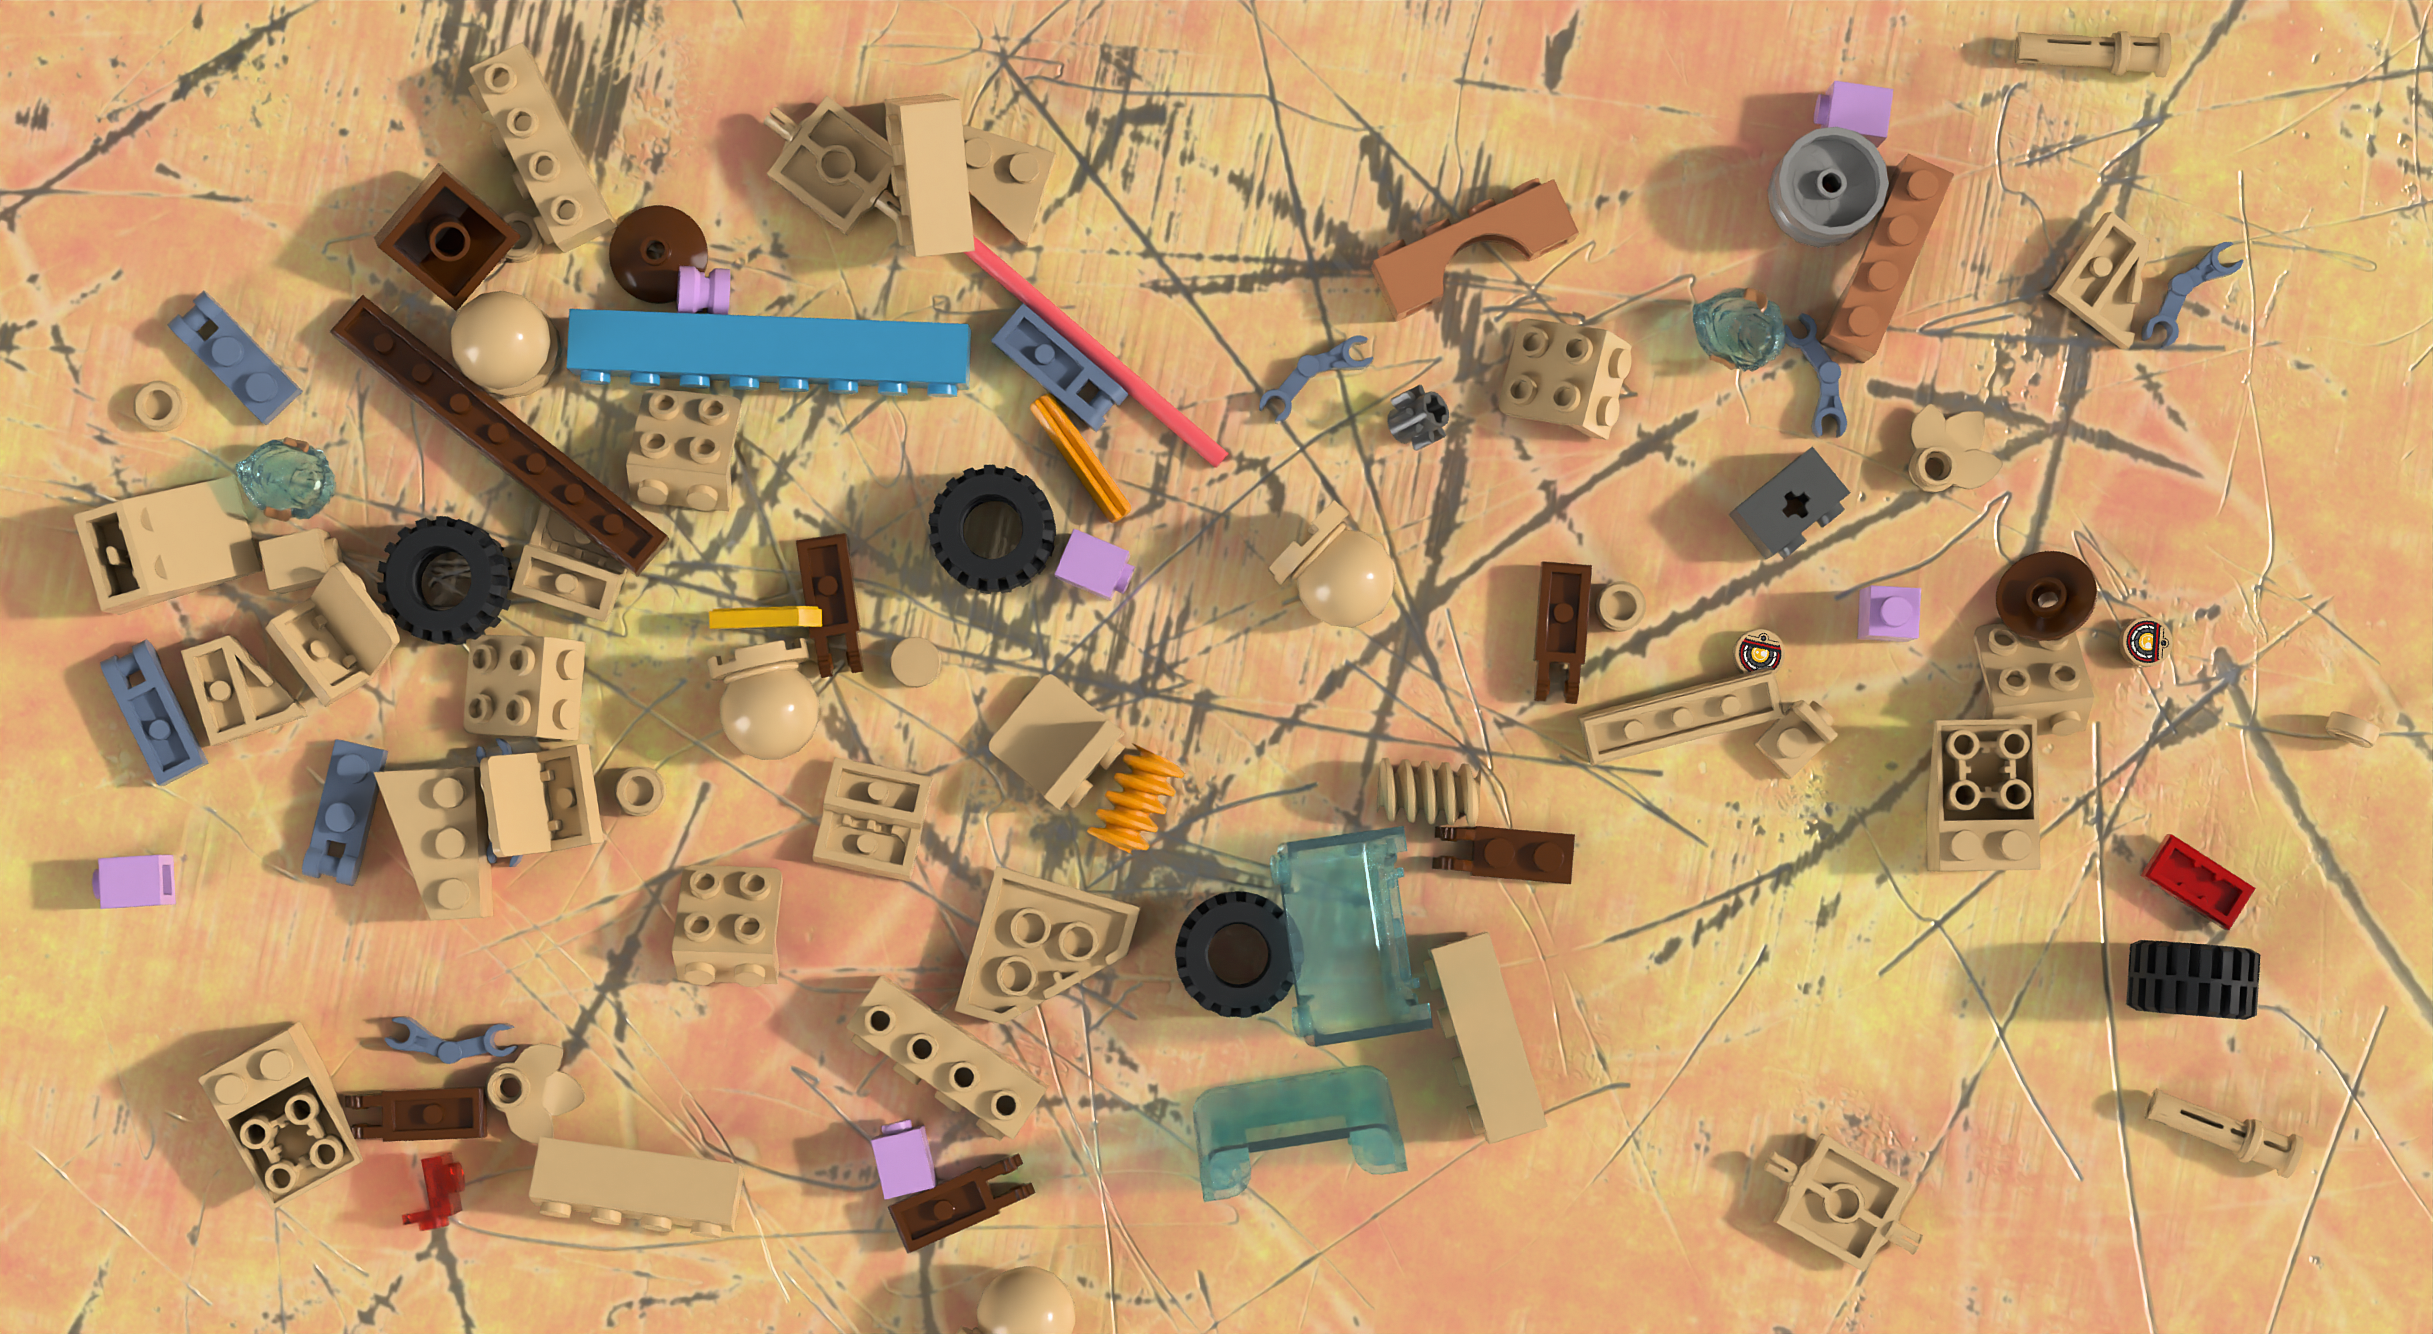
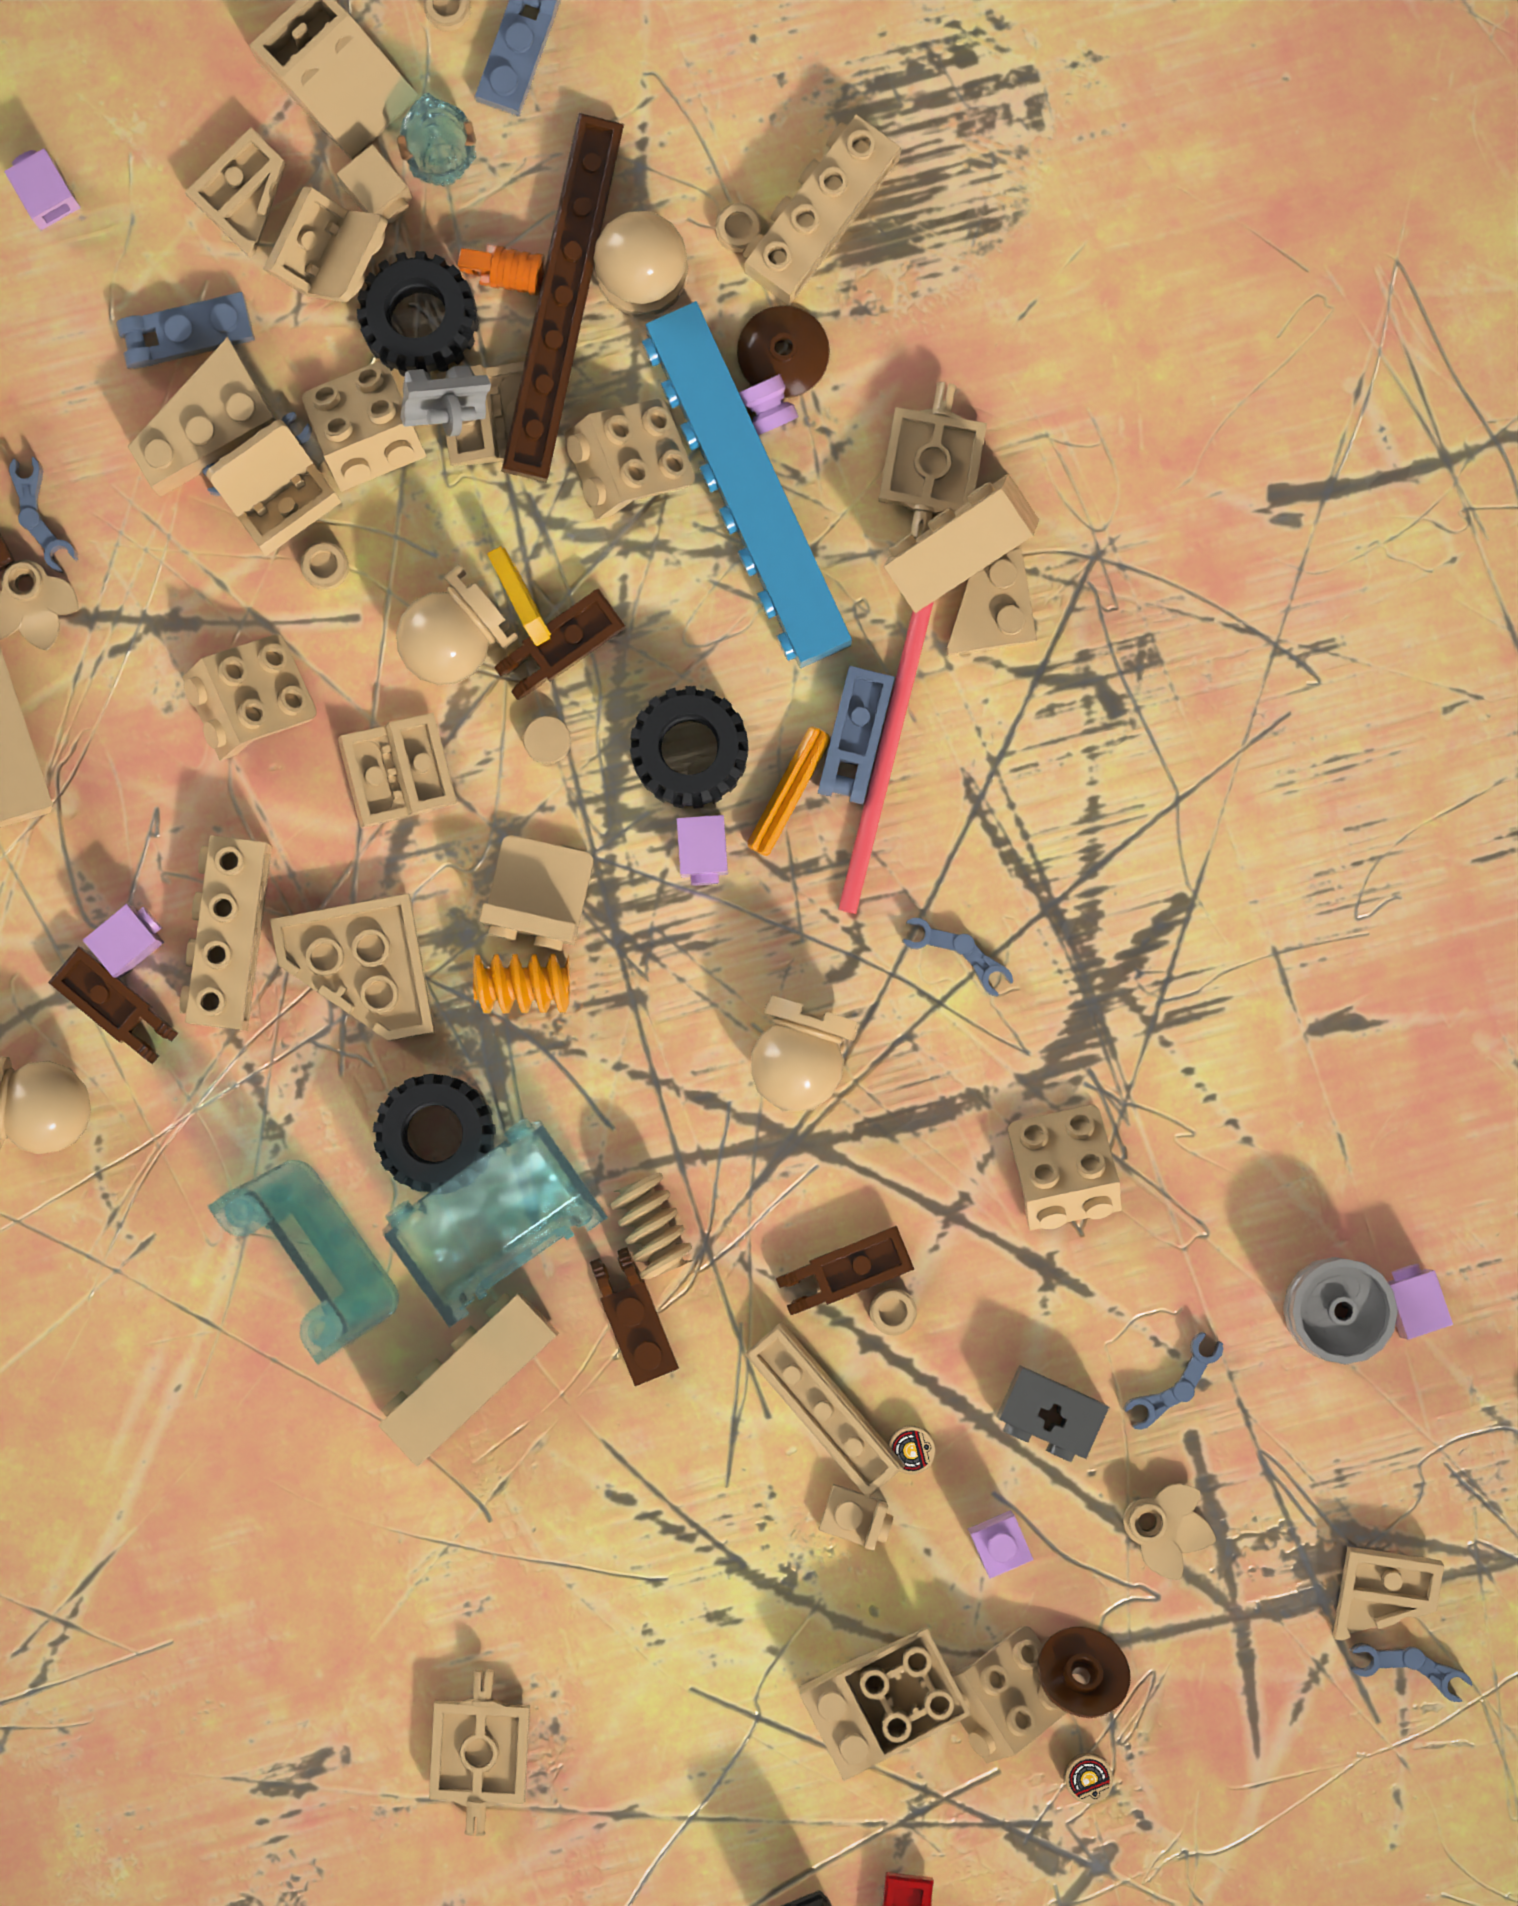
camera: 70 degrees right, 0 degrees up
(154, 714) = (188, 132): sand blue plate -> none
(442, 477) = (504, 268): none -> orange hinge
(446, 237) = (706, 168): reddish brown slope -> none
(543, 594) = (445, 400): none -> light grey hips
(1418, 417) = (965, 1059): dark grey gear -> none
(1529, 222) = (1181, 1071): nougat arch -> none
(1739, 328) = (1180, 1295): clear light blue hair -> none
(1888, 259) = (1305, 1392): nougat arch -> none

